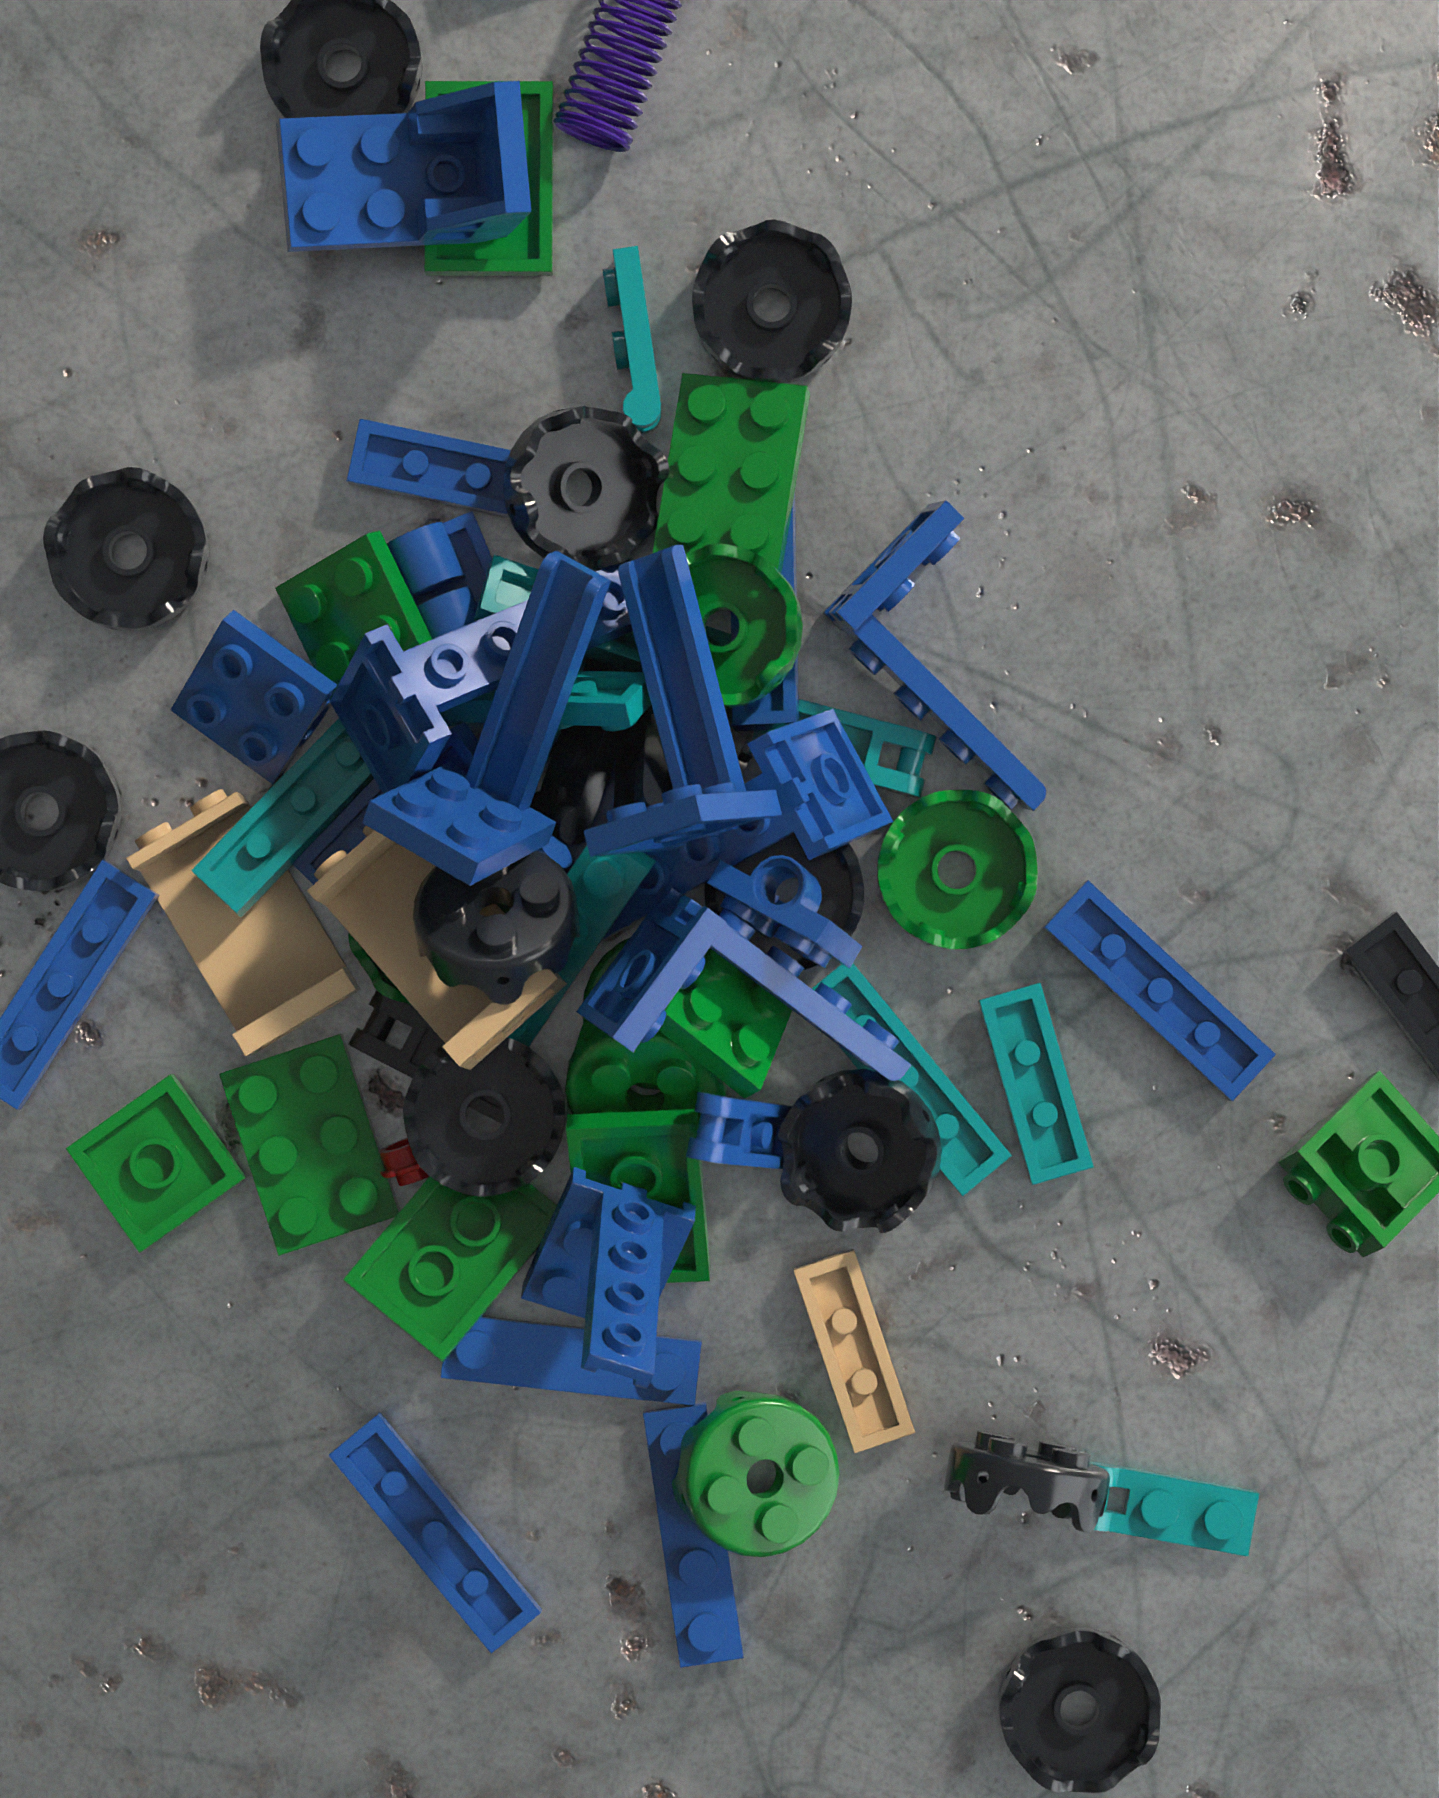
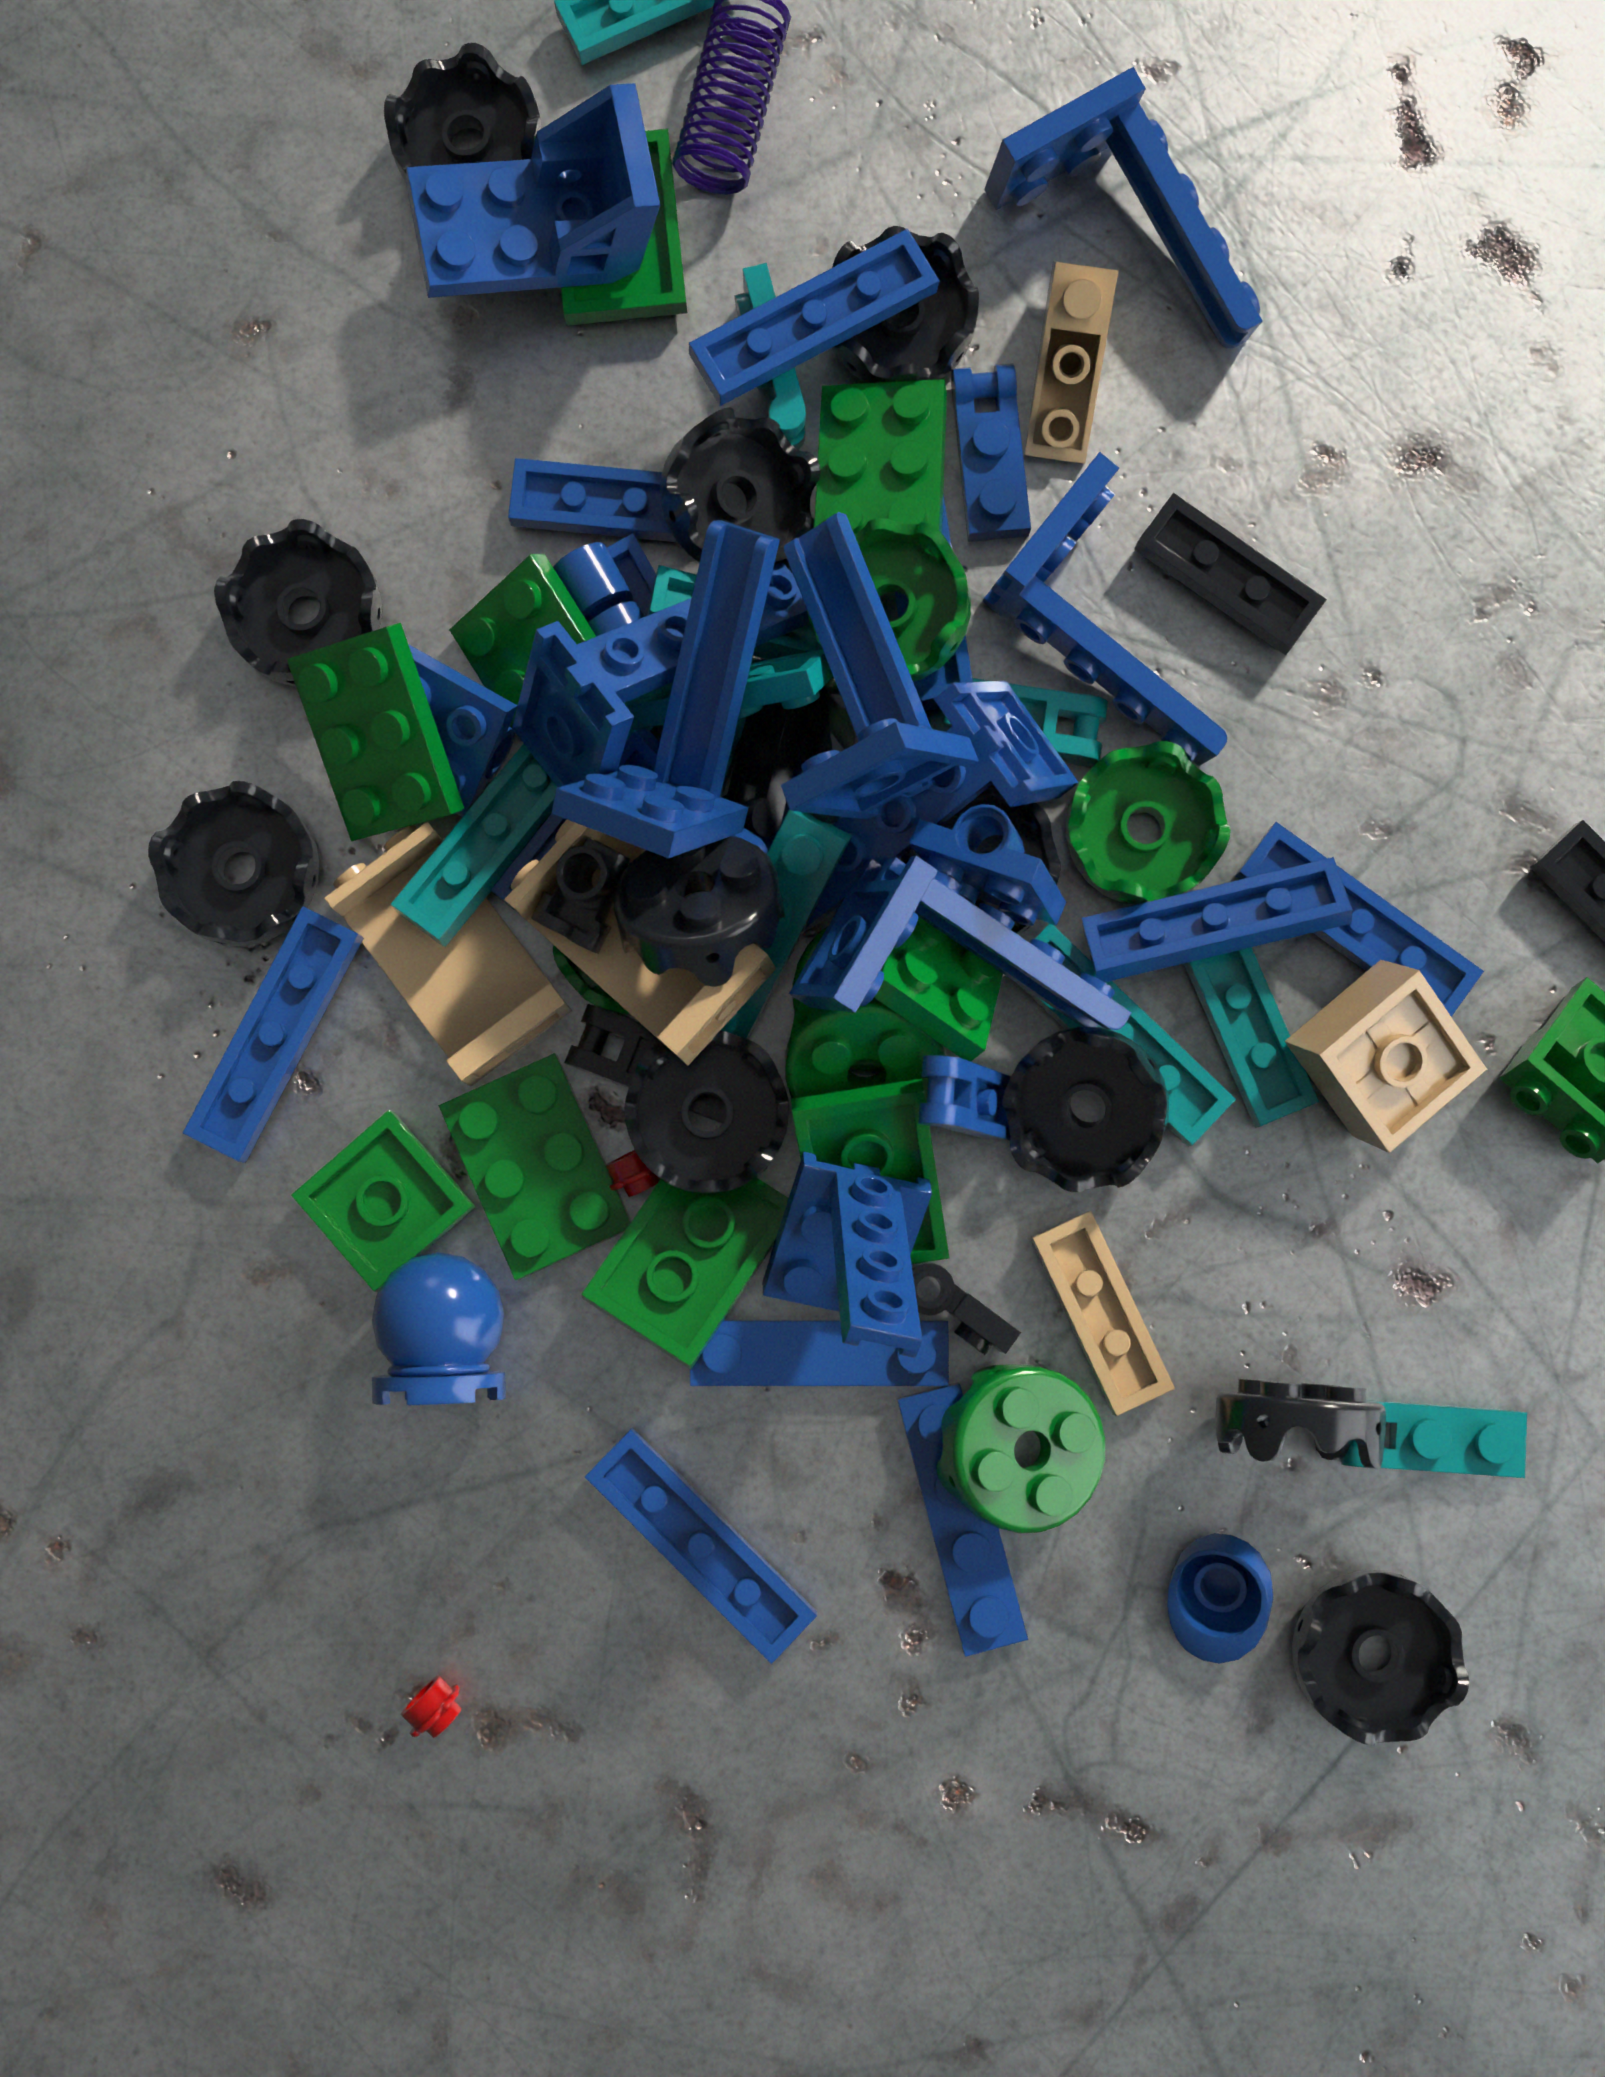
camera: 10 degrees left, 5 degrees down
(159, 1660) = (432, 1708): none -> red plate
(193, 697) = (376, 733): none -> green plate
(200, 1297) = (437, 1329): none -> blue tile
(377, 901) = (575, 905): none -> black plate
(678, 316) = (813, 317): none -> blue plate
(729, 1348) = (978, 1324): none -> black plate
(848, 462) = (990, 455): none -> blue plate
(934, 1638) = (1219, 1598): none -> blue hat
(941, 373) = (1070, 361): none -> tan slope
(1011, 977) = (1217, 920): none -> blue plate
(1060, 216) = (1114, 119): none -> blue bracket
(1076, 616) = (1229, 574): none -> black plate
(1161, 1130) = (1386, 1055): none -> tan container

